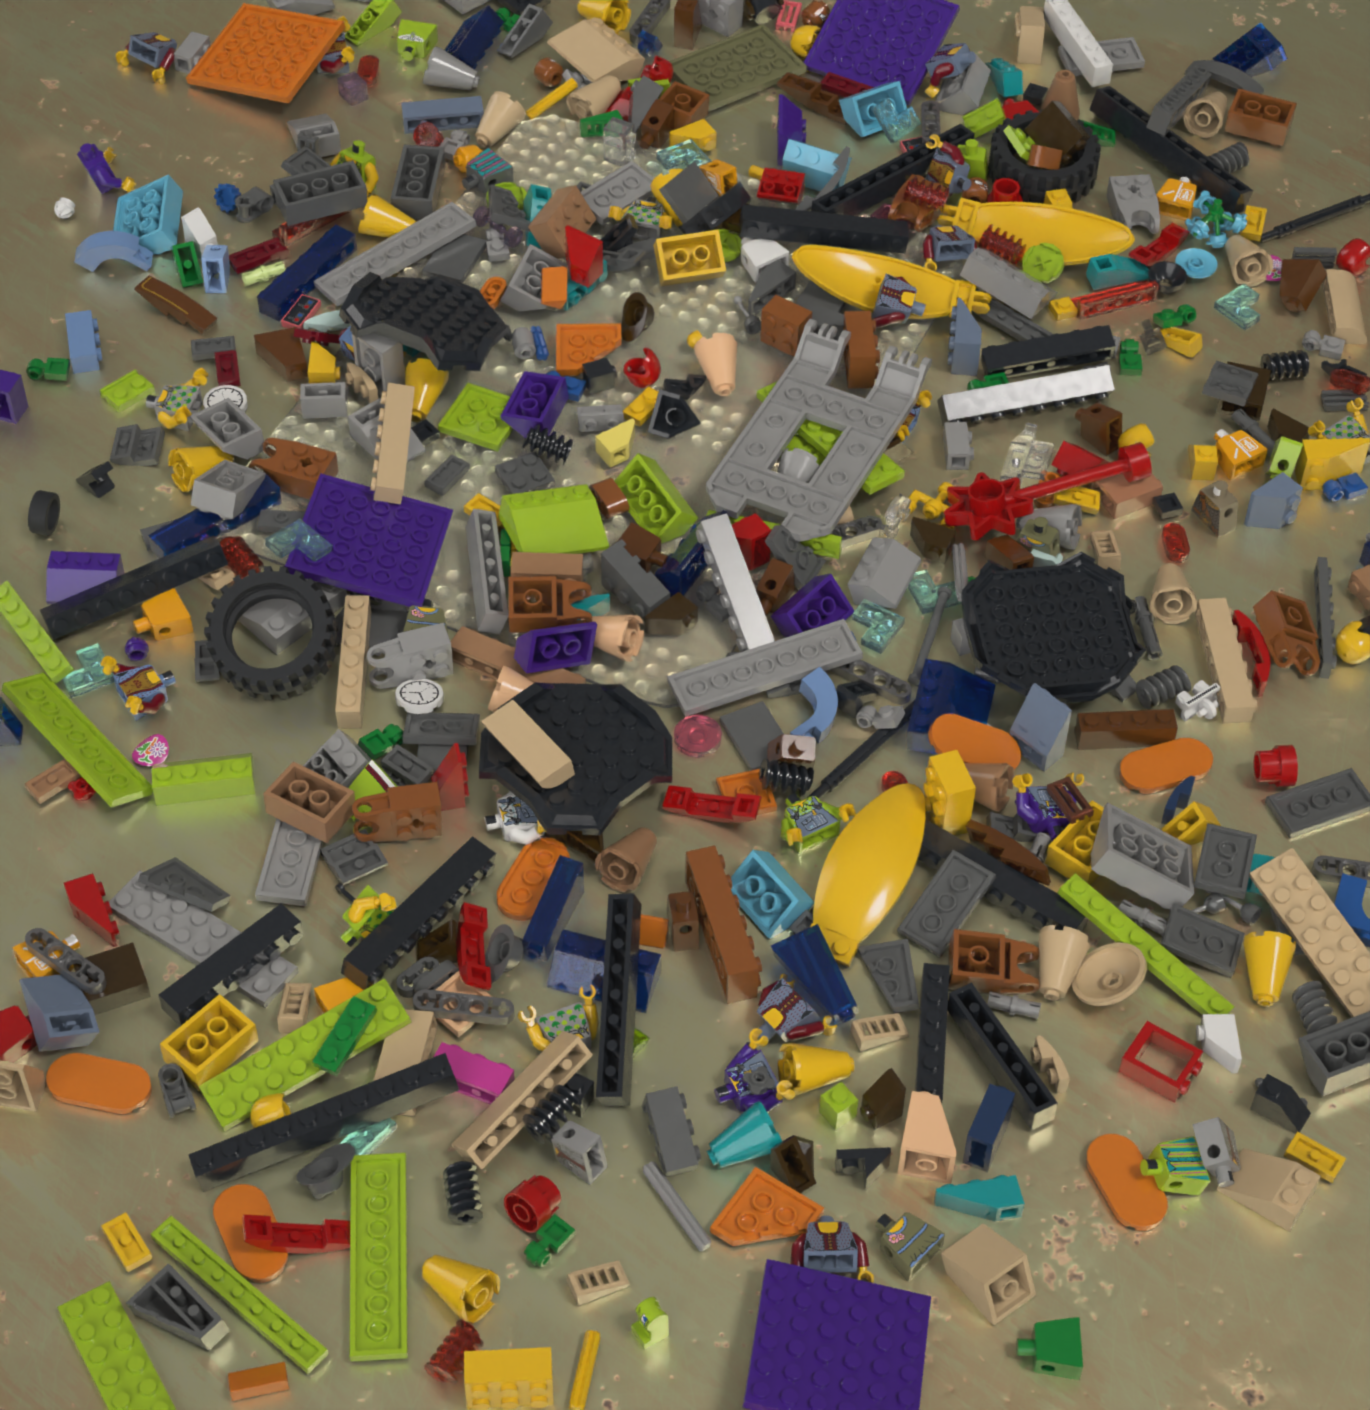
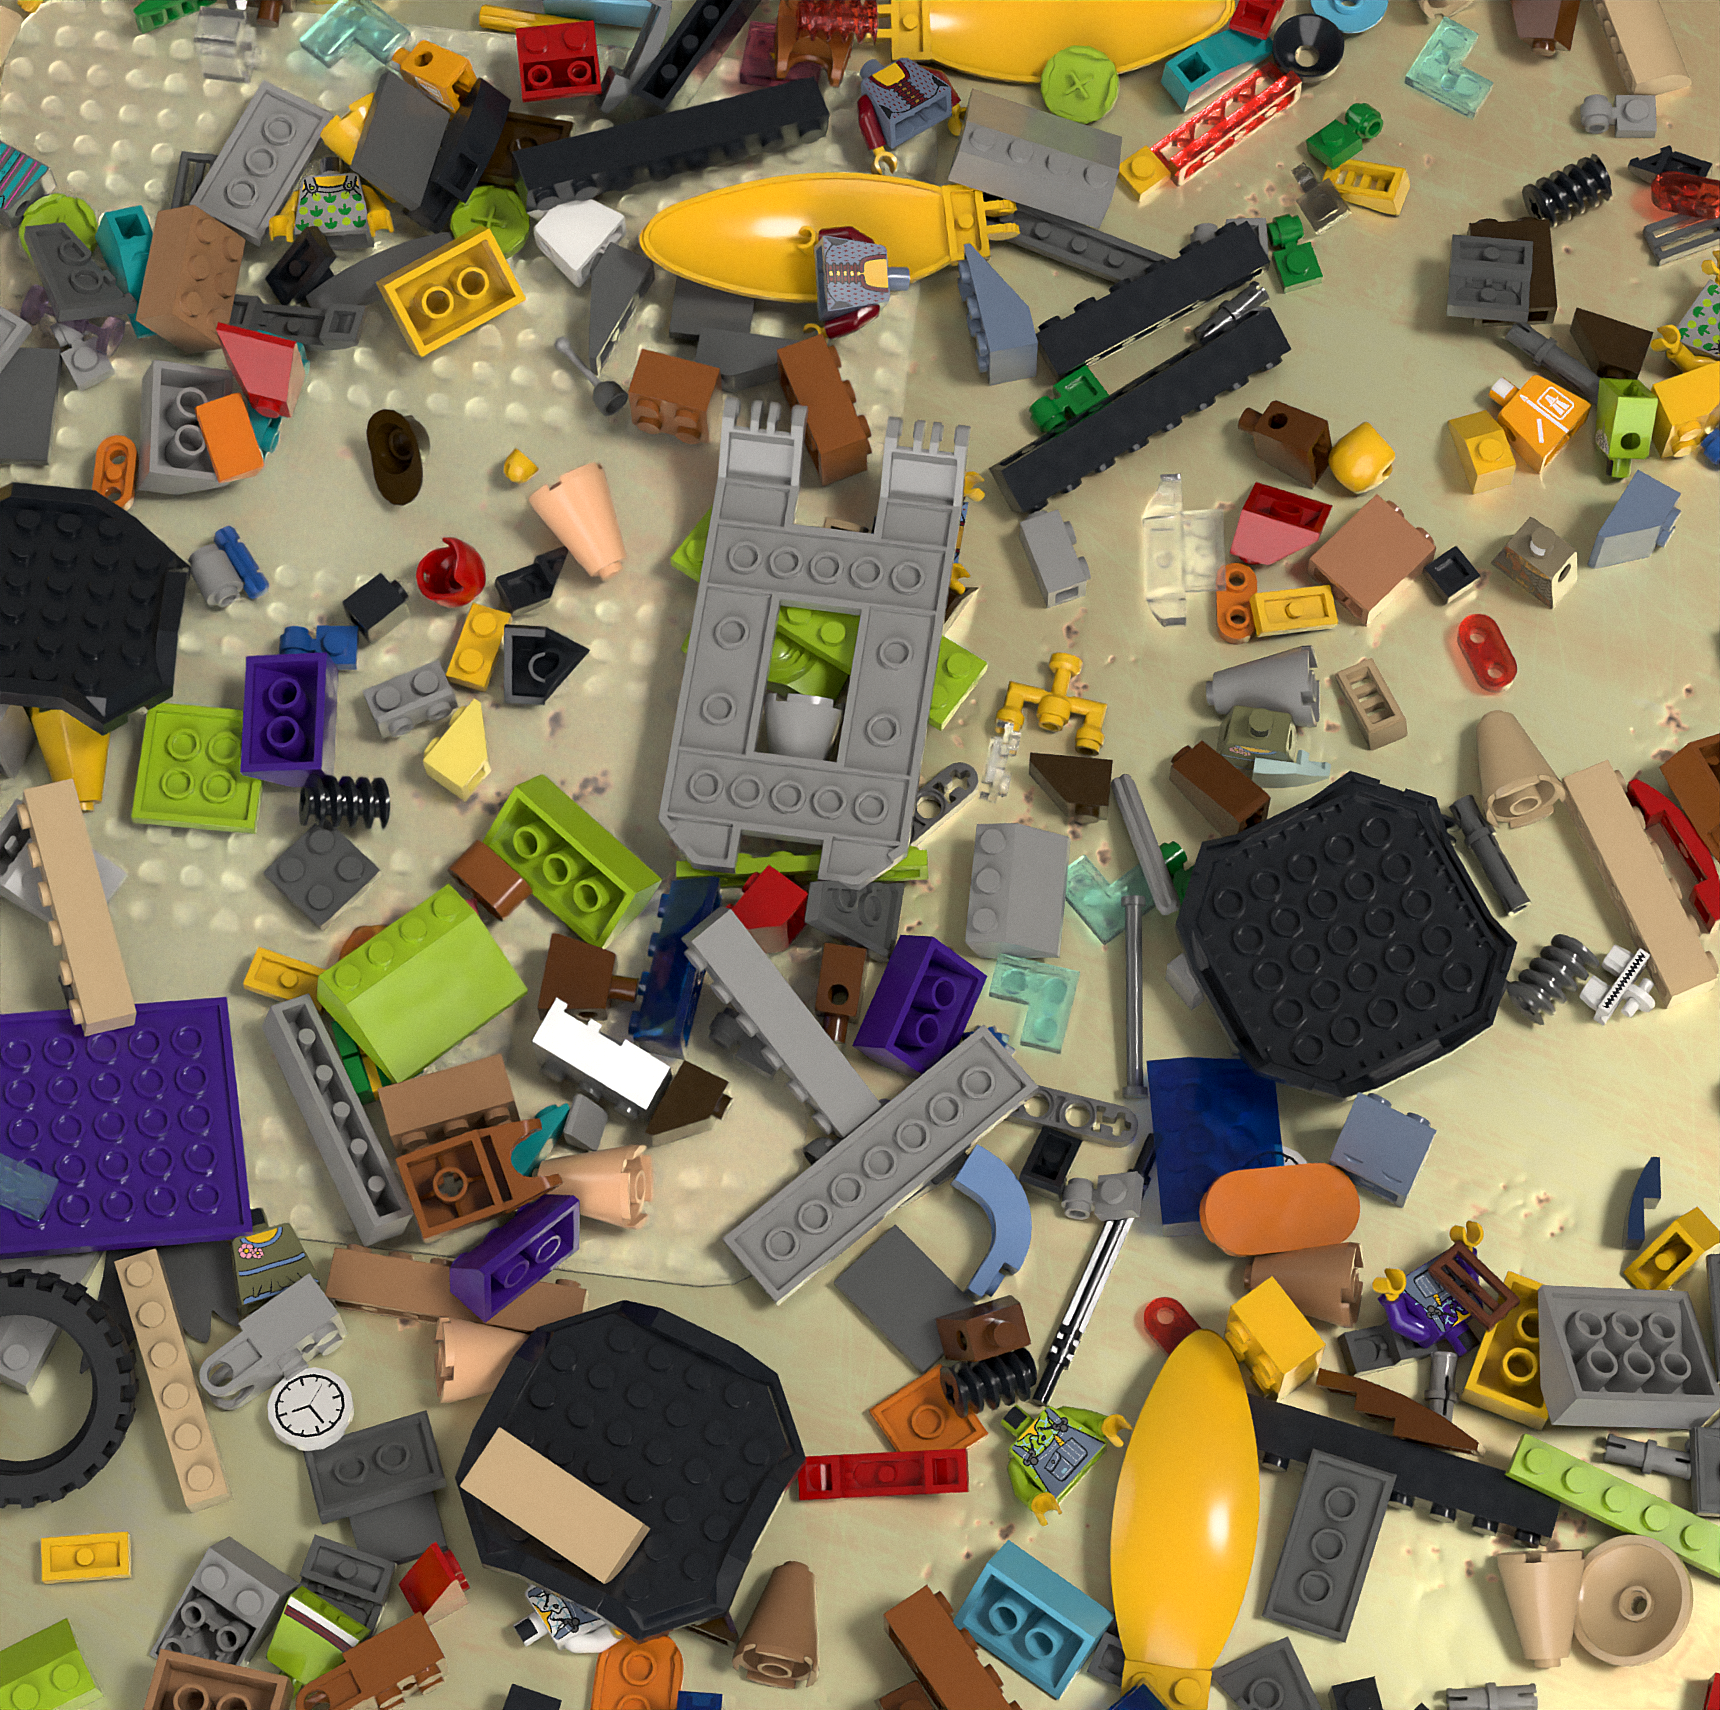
camera: 15 degrees left, 20 degrees up
(273, 727) = (86, 1557): none -> yellow plate
(379, 743) = (278, 1533): green plate -> none
(426, 432) = (113, 837): black plate -> none
(447, 475) = (186, 919): dark grey plate -> none
(584, 344) = (324, 544): orange plate -> none
(614, 606) = (585, 1124): none -> light grey slope
(697, 735) = (809, 1331): clear pink tile -> none
(990, 963) = (1446, 1636): dark orange brick -> none
(995, 504) = (1161, 685): red piece -> none
(1002, 245) = (997, 69): clear red piece -> none
(1124, 729) = (1516, 1087): reddish brown brick -> none
(1165, 765) = (1600, 1133): orange tile -> none

